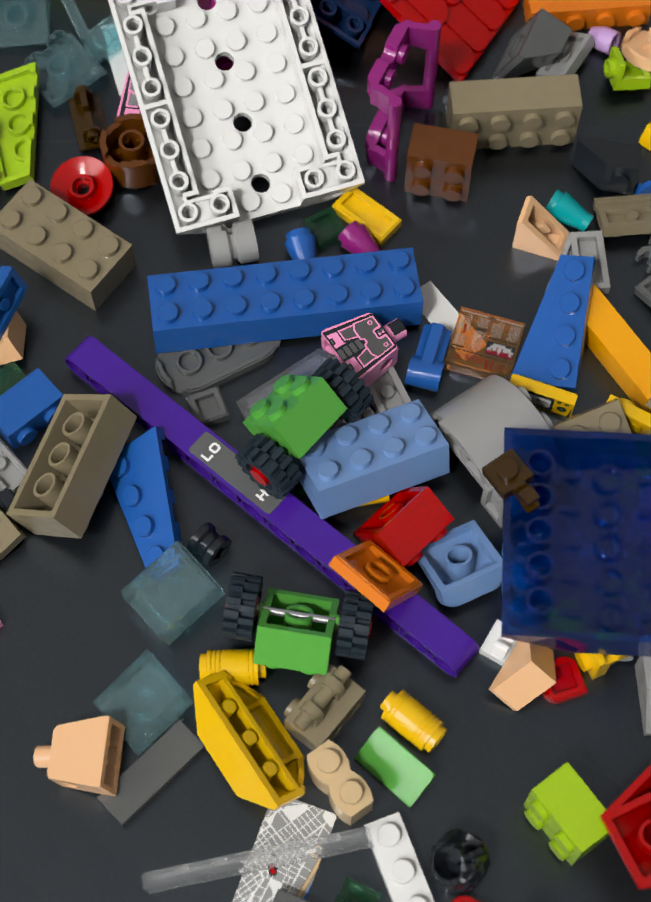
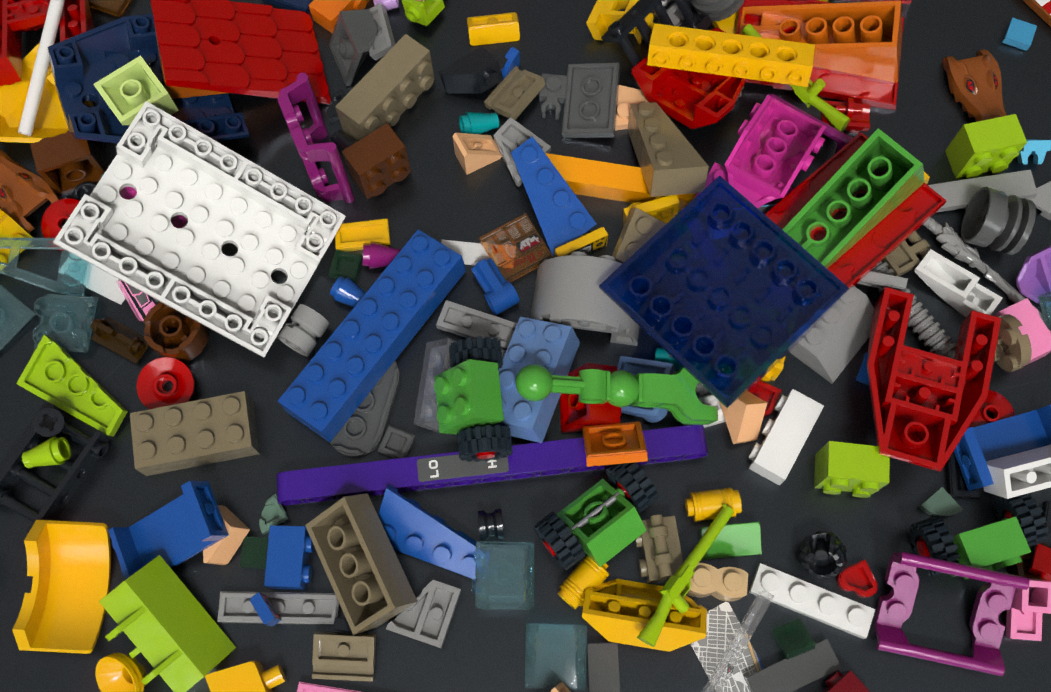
camera: 45 degrees left, 5 degrees up
(53, 366) = (272, 514): none -> sand green tile
(82, 564) = (430, 616): none -> light grey wing
(291, 740) = (681, 578): none -> lime piece
(365, 345) = (454, 315): torso -> none
(430, 535) = (621, 389): none -> bright green piece
(512, 477) = (635, 311): dark brown plate -> none
(543, 731) = (784, 436): none -> white brick

